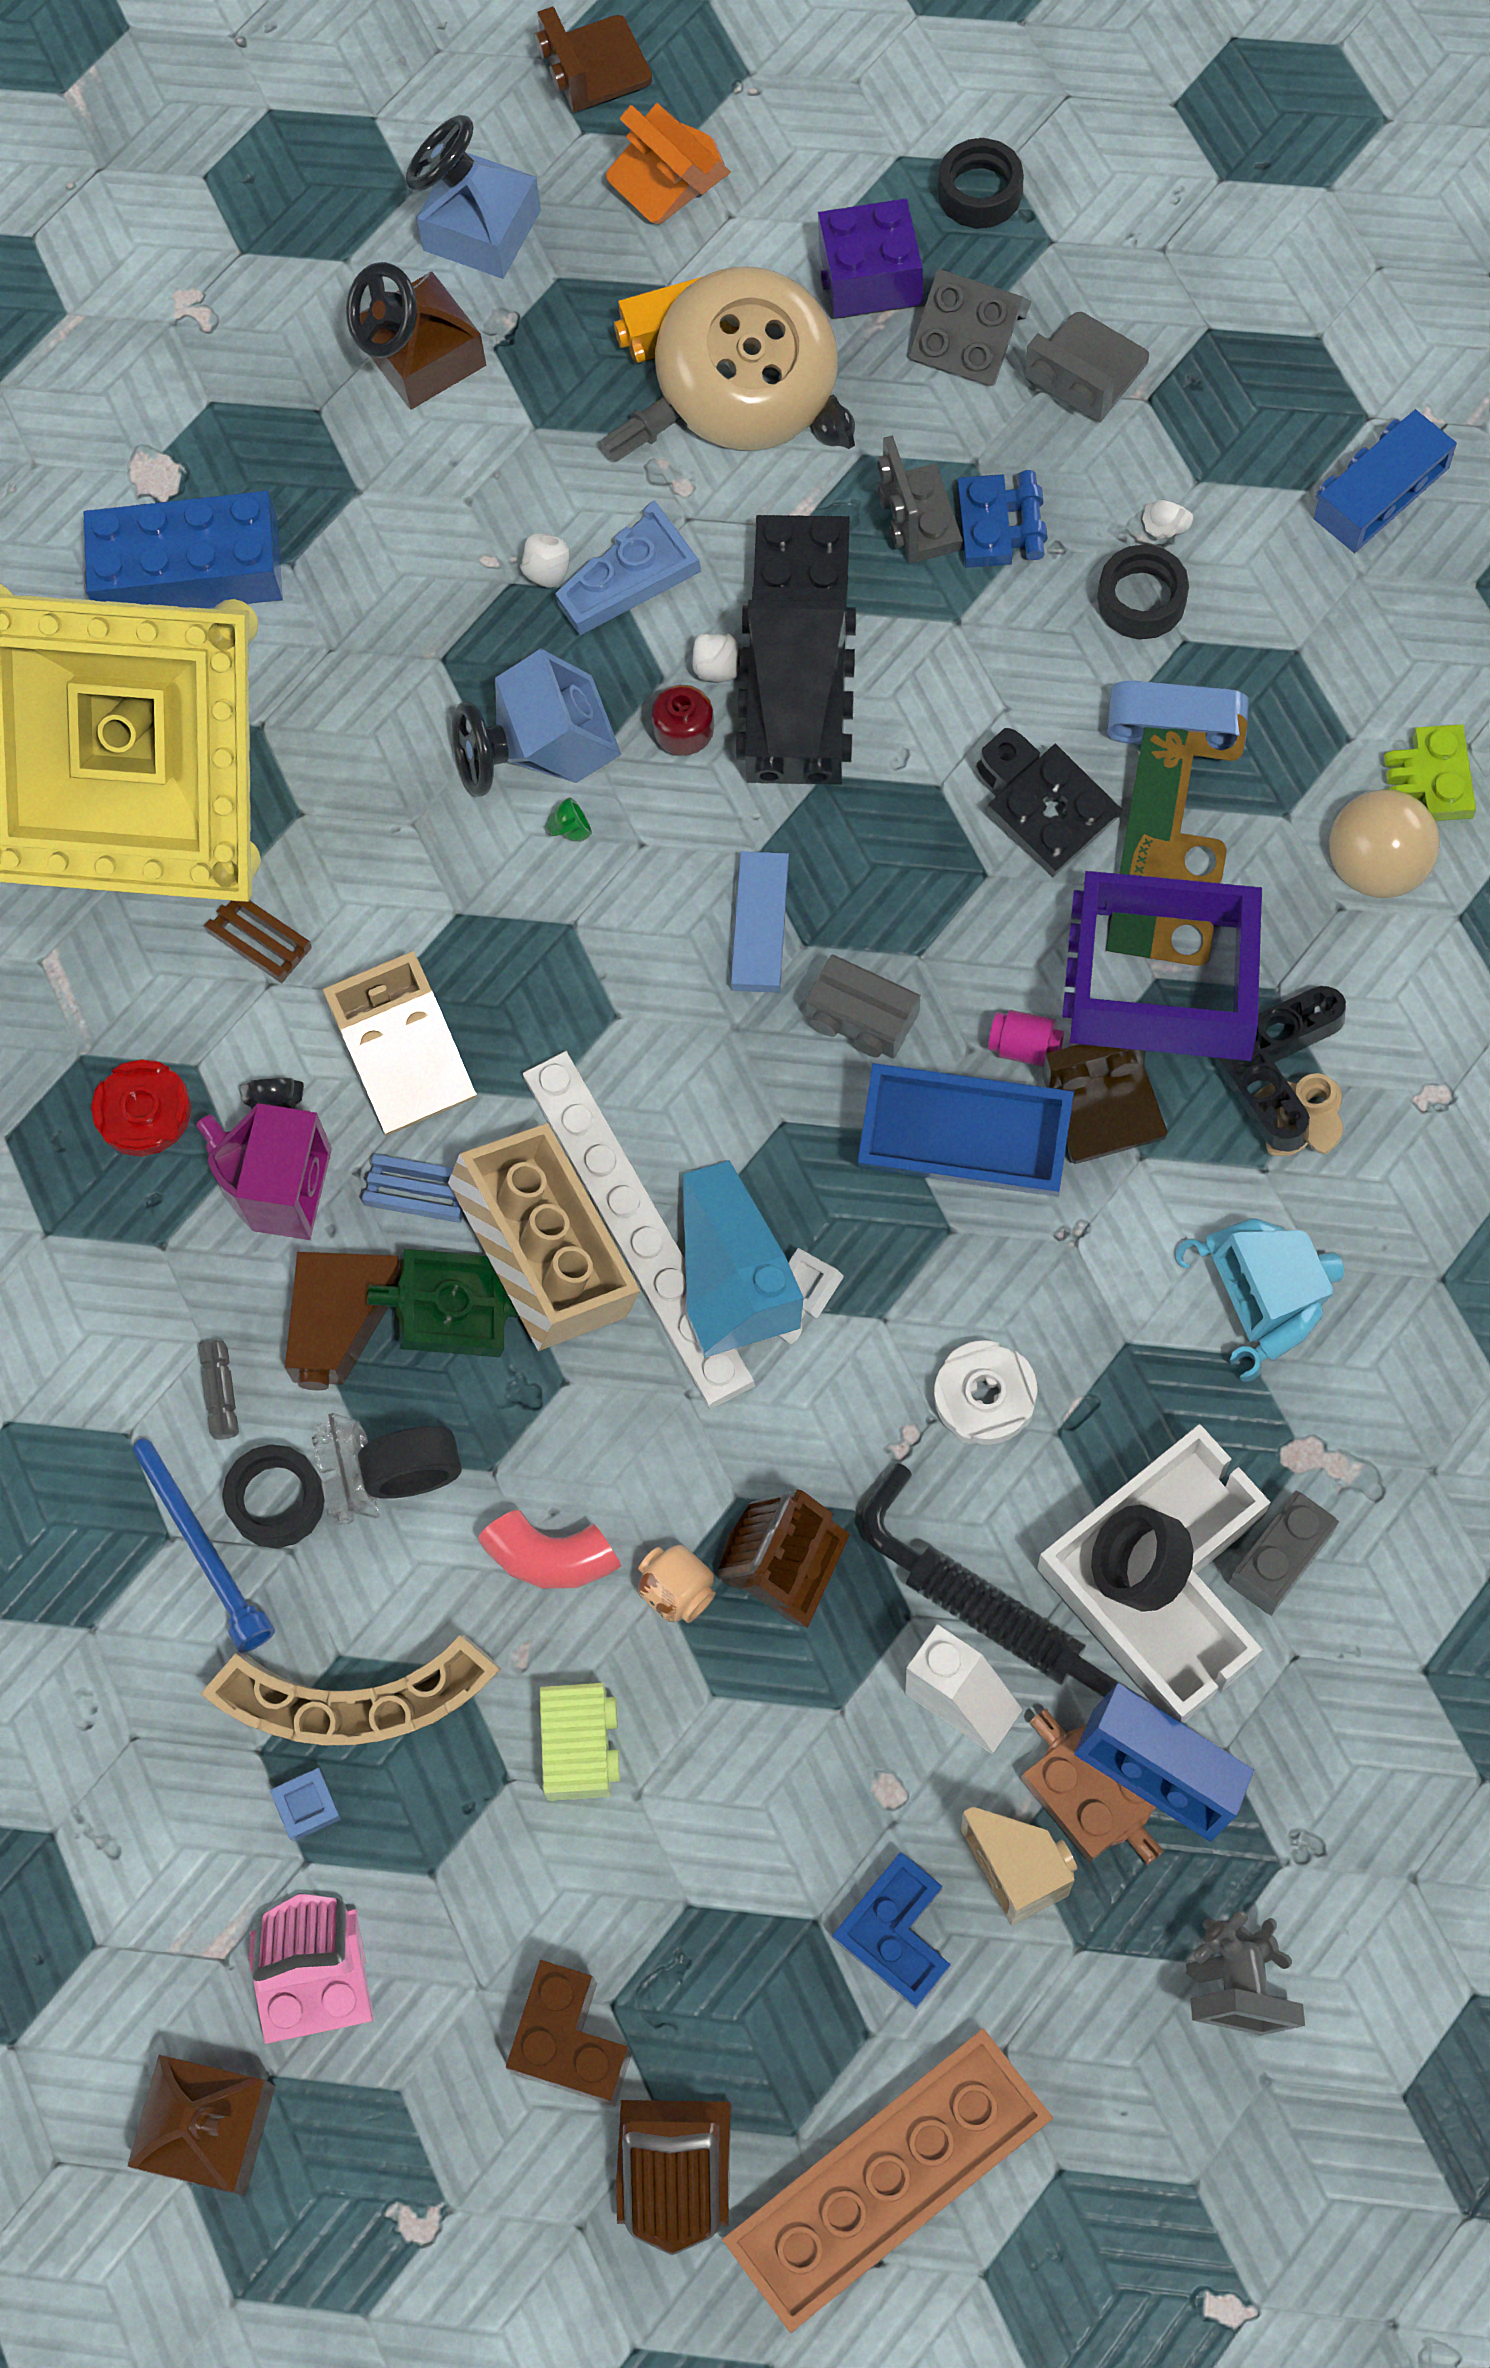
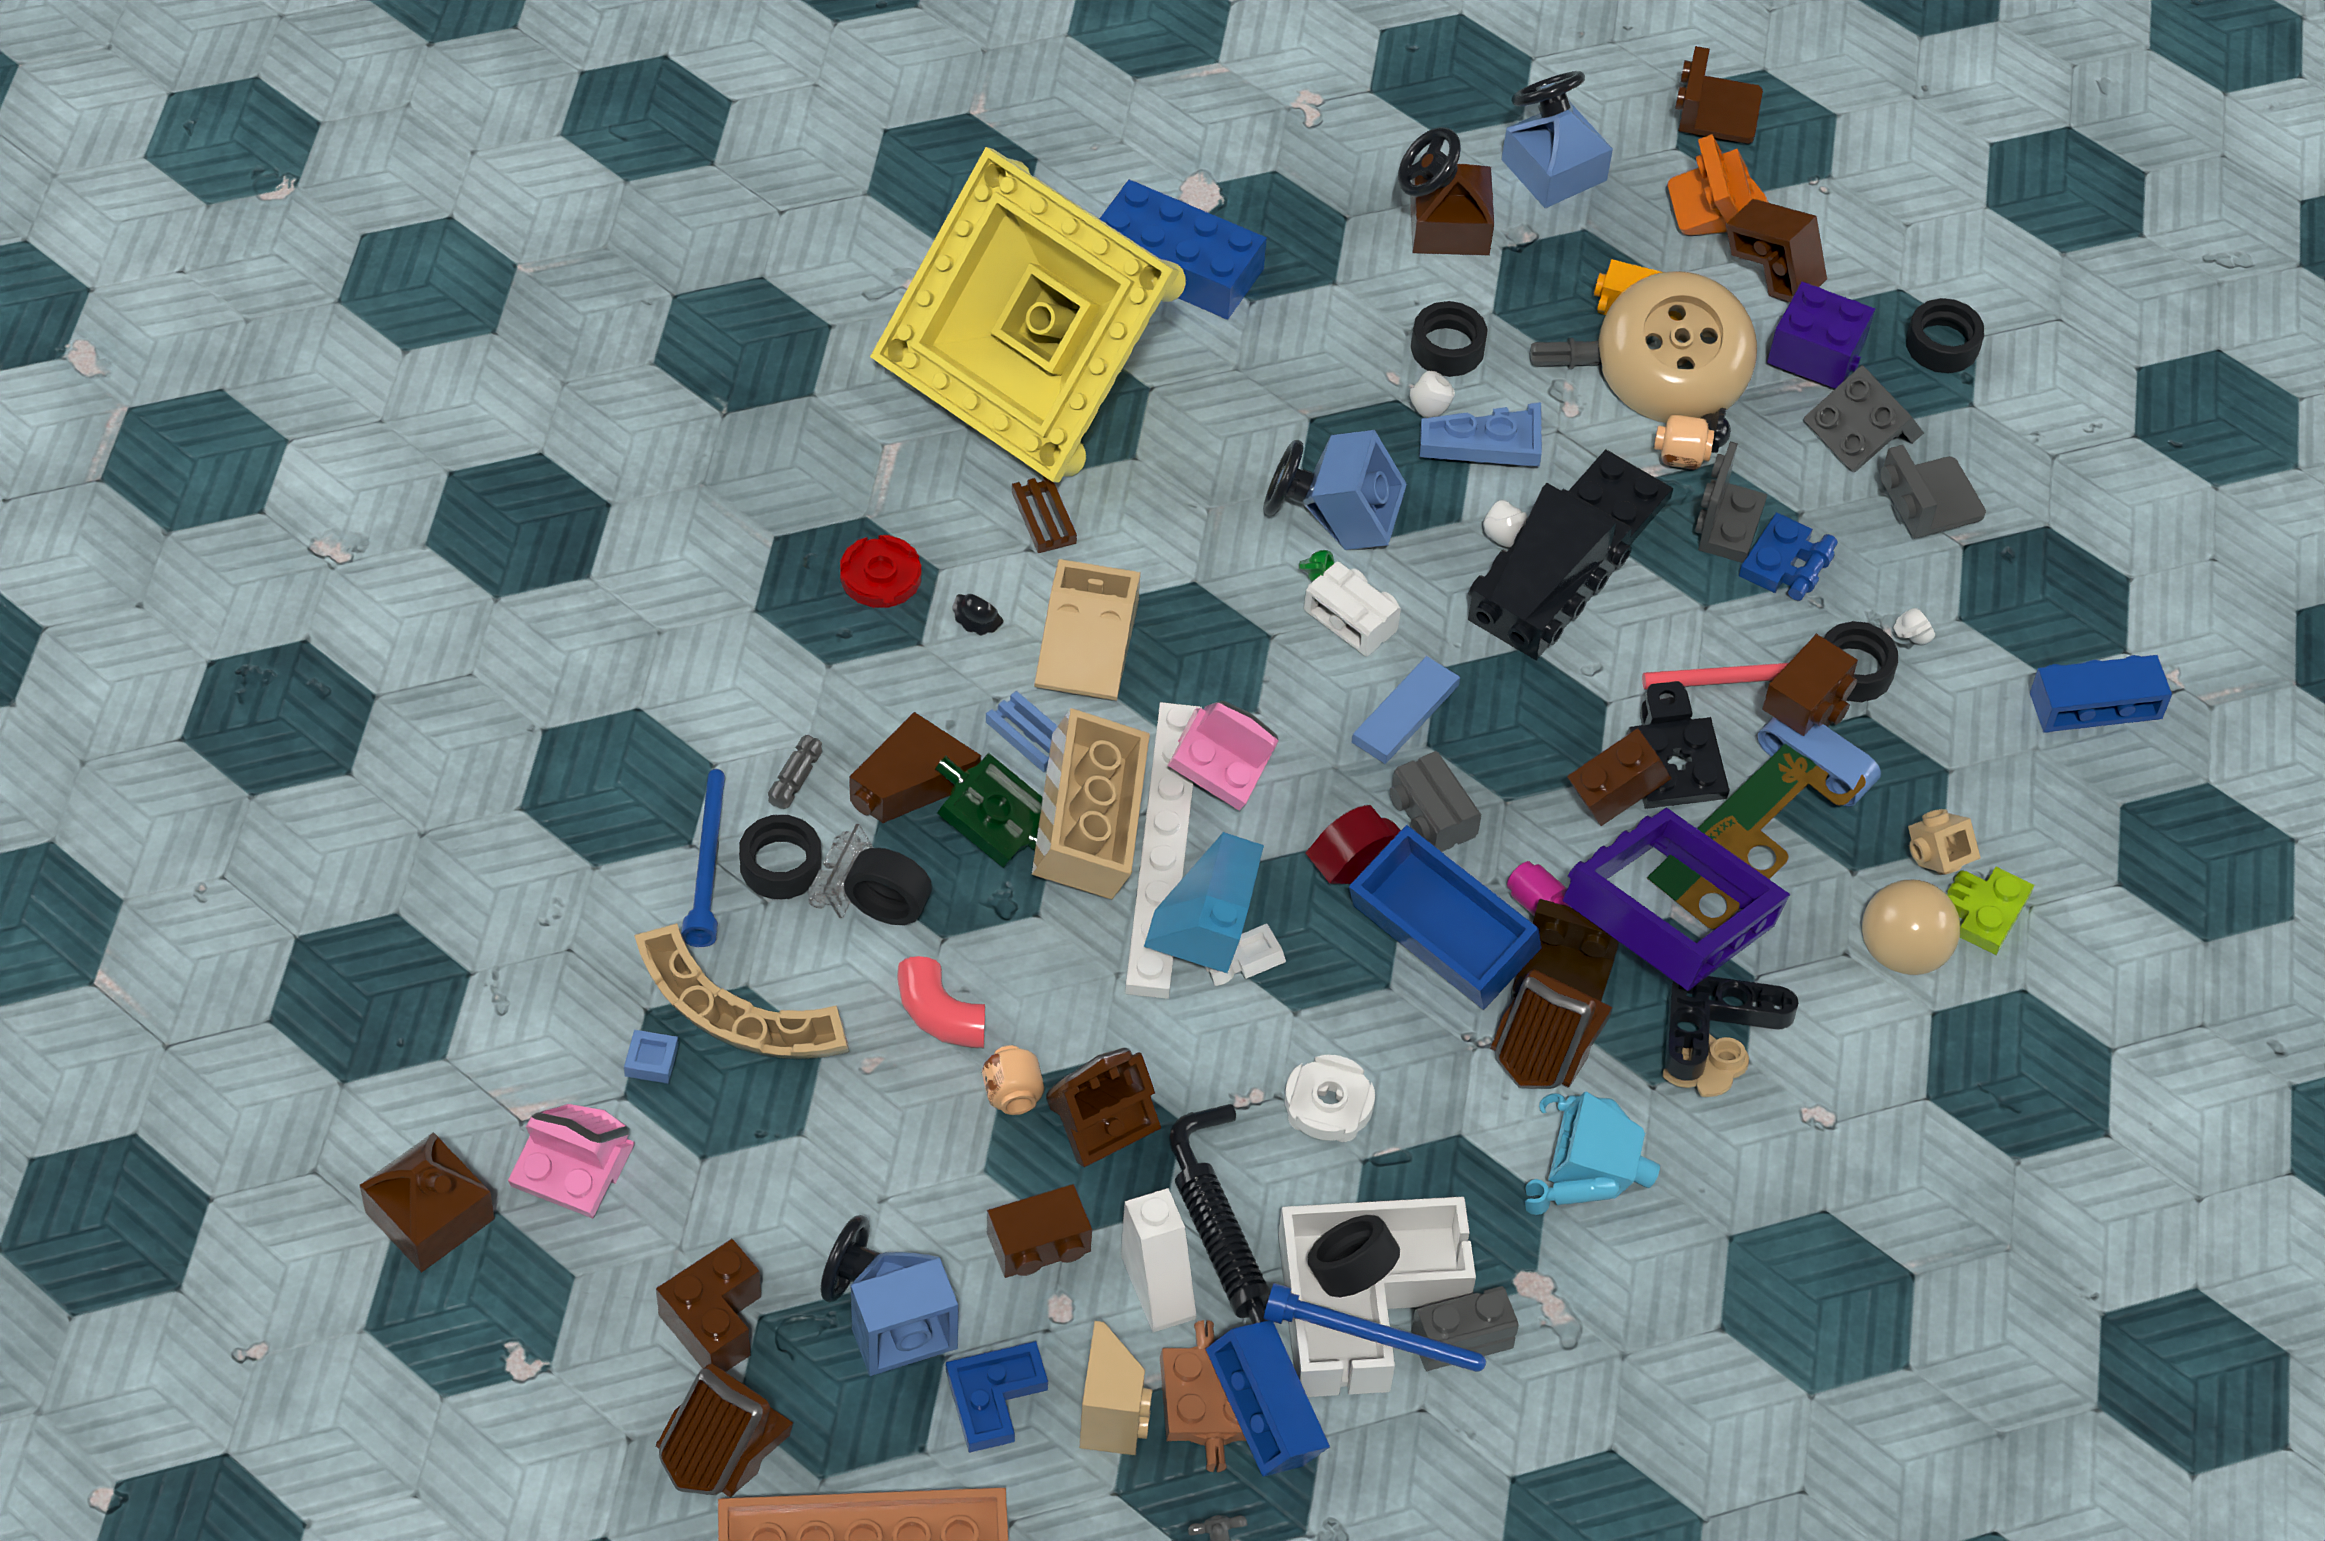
camera: 25 degrees right, 15 degrees down
(271, 1167) = (940, 653): magenta piece -> none
(517, 455) = (1450, 316): none -> black tyre
(577, 1741) = (865, 1133): yellowish green brick -> none
(629, 1092) = (1224, 751): none -> bright pink piece
(635, 845) = (1352, 608): none -> white brick
(683, 720) = (1449, 547): dark red head -> none
(747, 1905) = (898, 1300): none -> medium blue piece
(771, 181) = (1783, 242): none -> reddish brown brick
(819, 1731) = (1039, 1231): none -> reddish brown brick
(823, 457) = (1684, 441): none -> light nougat head
(824, 1106) = (1351, 844): none -> dark red brick
(1020, 867) = (1619, 777): none -> reddish brown brick
(1029, 685) = (1713, 676): none -> coral bar
(1123, 1662) = (1286, 1306): none -> blue piece
(1136, 653) = (1812, 687): none -> reddish brown brick
(1139, 1183) = (1548, 1032): none -> reddish brown piece
(1358, 736) = (1943, 842): none -> tan brick

